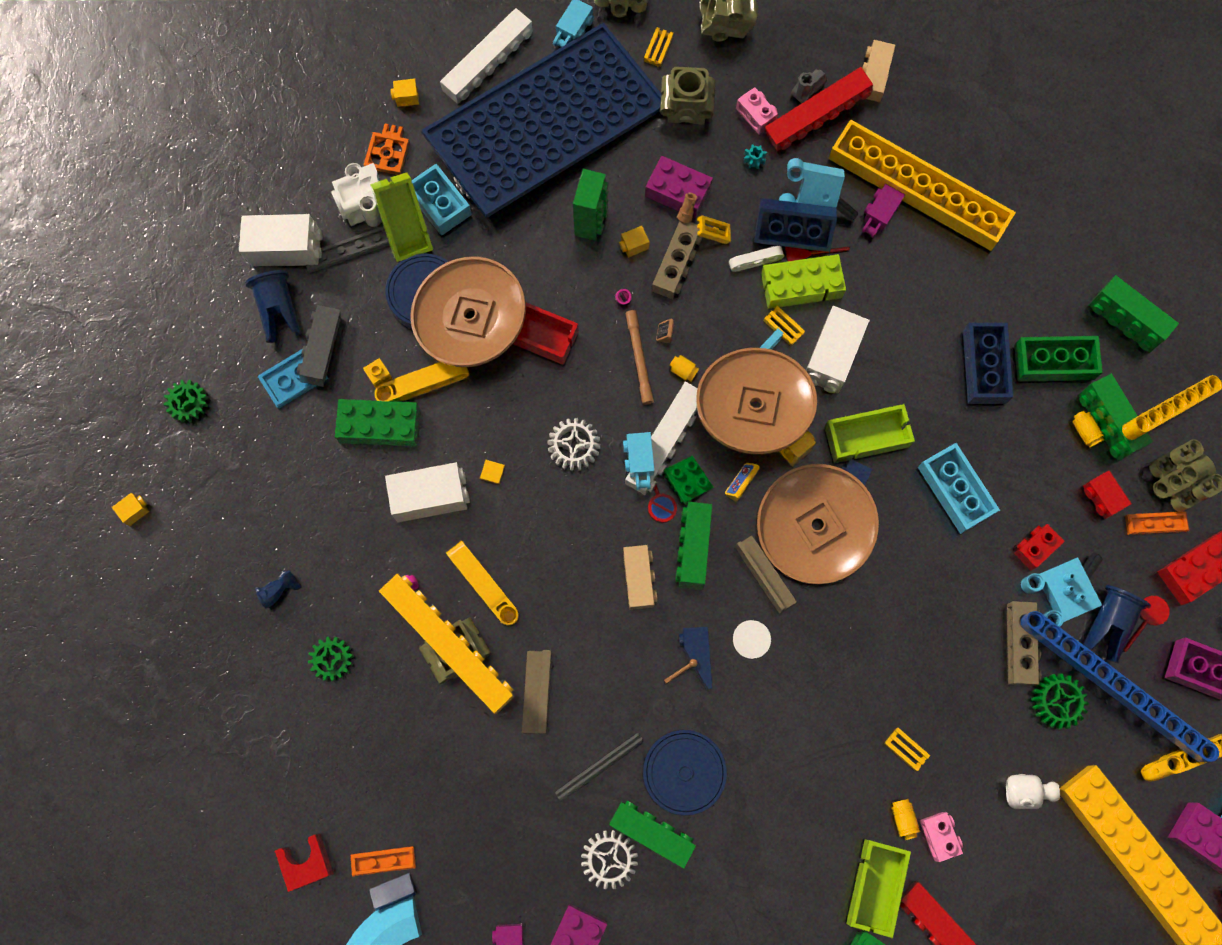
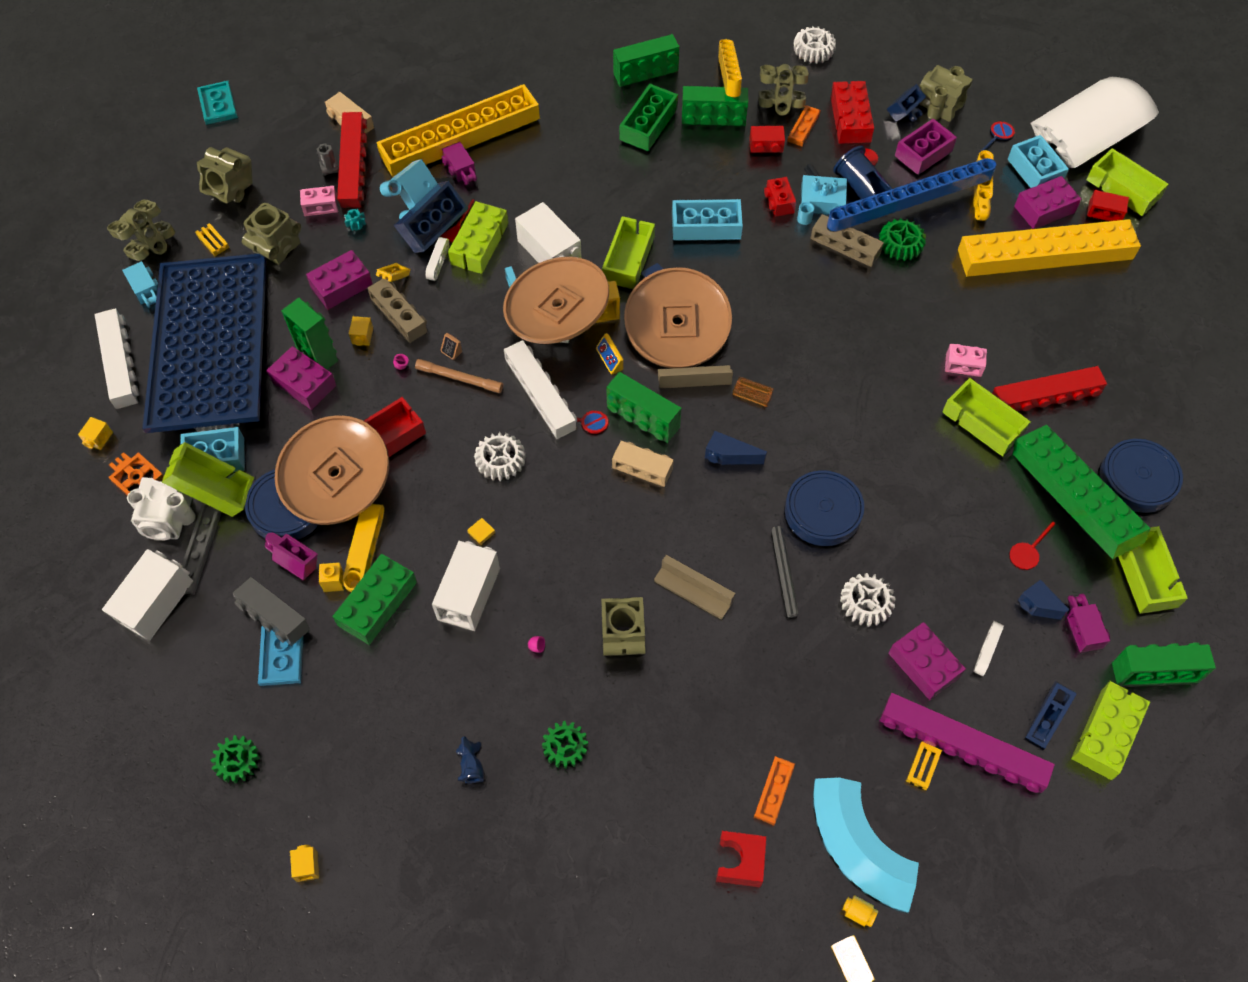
camera: 60 degrees left, 15 degrees down
(273, 298) = (197, 630): dark blue piece -> none
(379, 328) = (291, 554): none -> magenta brick
(392, 892) = (807, 793): tile -> none
(446, 643) = (617, 615): yellow brick -> none
(483, 584) = (574, 584): yellow piece -> none
(554, 223) = (301, 377): none -> magenta brick
(640, 458) = (547, 406): medium azure brick -> none
(653, 835) = (864, 552): green brick -> none
(684, 368) = (490, 348): yellow brick -> none
(686, 211) = (365, 279): medium nougat pin -> none
(687, 479) = (584, 390): green hinge -> none
(693, 663) = (739, 453): medium nougat hinge -> none
(751, 639) = (740, 412): white sticker -> none
(782, 656) = (752, 393): none -> clear orange tile
(786, 318) = (500, 266): yellow tile -> none
(905, 819) = (940, 376): yellow head -> none
(921, 761) = (884, 348): yellow tile -> none
(988, 363) = (624, 157): dark blue brick -> none
(1029, 792) = (960, 288): white piece -> none
(1088, 429) = (711, 127): yellow head -> none

